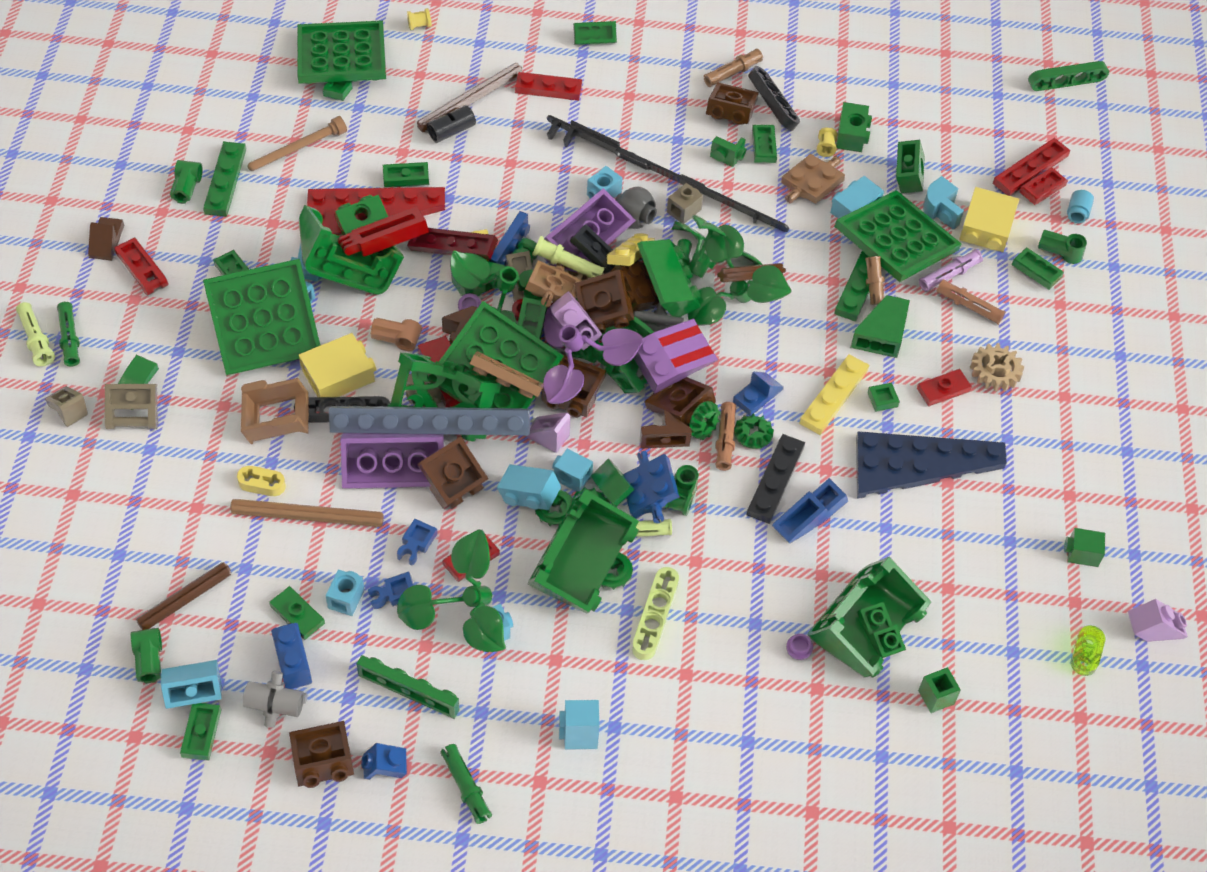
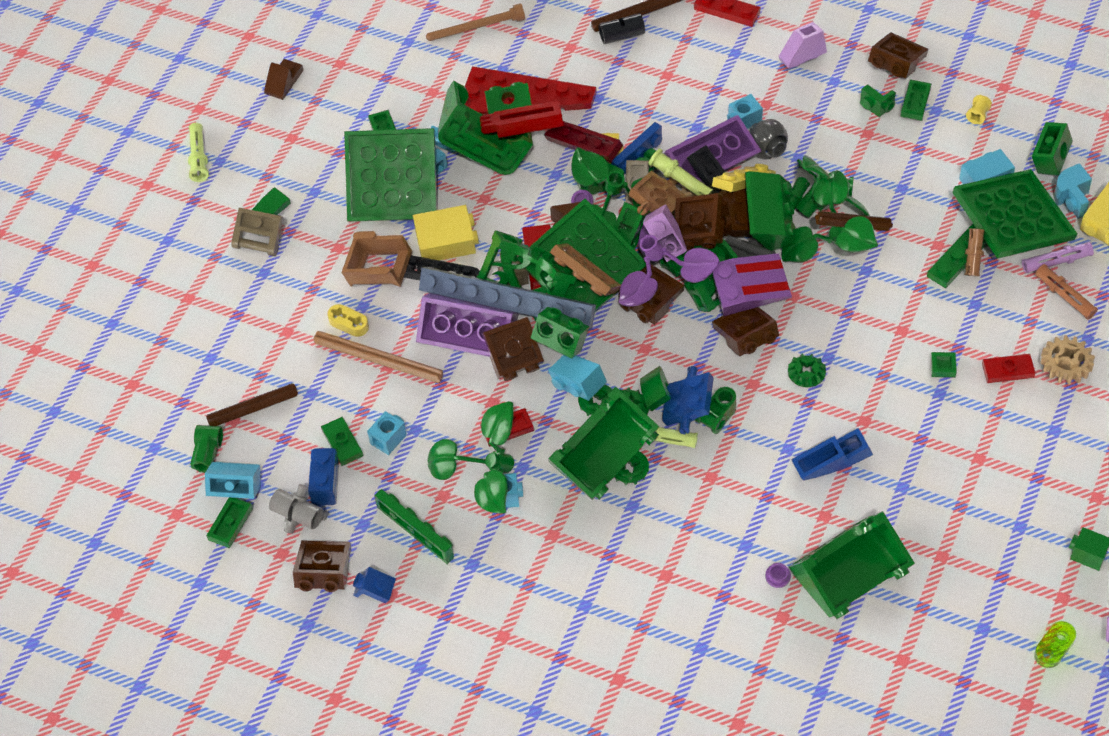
camera: 25 degrees right, 0 degrees up
(65, 313) = (222, 169): green pin -> none
(68, 404) = (205, 220): dark tan slope -> none
(141, 265) = (304, 109): red plate -> none
(186, 176) = (368, 36): green piece -> none
(224, 179) = (402, 43): green plate -> none
(392, 591) = (426, 441): blue plate -> none
(403, 334) = (511, 215): nougat piece -> none
(405, 174) = (564, 69): green plate -> none
(416, 538) = (465, 400): blue plate -> none
(470, 791) = (438, 631): green pin -> none
(499, 451) = (558, 336): none -> green brick
(550, 430) = (616, 330): lavender slope -> none
(573, 470) = (624, 369): medium azure brick -> none
(579, 724) = (550, 594): medium azure brick -> none
(614, 146) = (736, 54): black piece -> none
(639, 109) = (803, 45): none -> lavender slope
(657, 613) = (655, 514): yellowish green beam -> none
(671, 434) = (723, 357): reddish brown slope -> none
(684, 203) = (817, 142): dark tan brick -> none
(700, 428) = (751, 352): green gear -> none
(725, 443) = (774, 376): nougat pin -> none
(740, 64) = (921, 17): medium nougat pin -> none
(757, 393) = (825, 335): blue slope -> none
(774, 98) = (941, 57): black beam -> none
(775, 479) = (812, 418): black plate -> none
(812, 179) = (952, 143): medium nougat plate -> none
(834, 394) = (897, 352): light yellow plate -> none
(853, 126) = (1010, 99): green brick -> none
(880, 631) = (859, 578): green slope -> none
(883, 328) = (967, 299): green slope -> none
(913, 461) = (953, 431): dark blue wing -> none
(939, 690) = (892, 644): green brick -> none

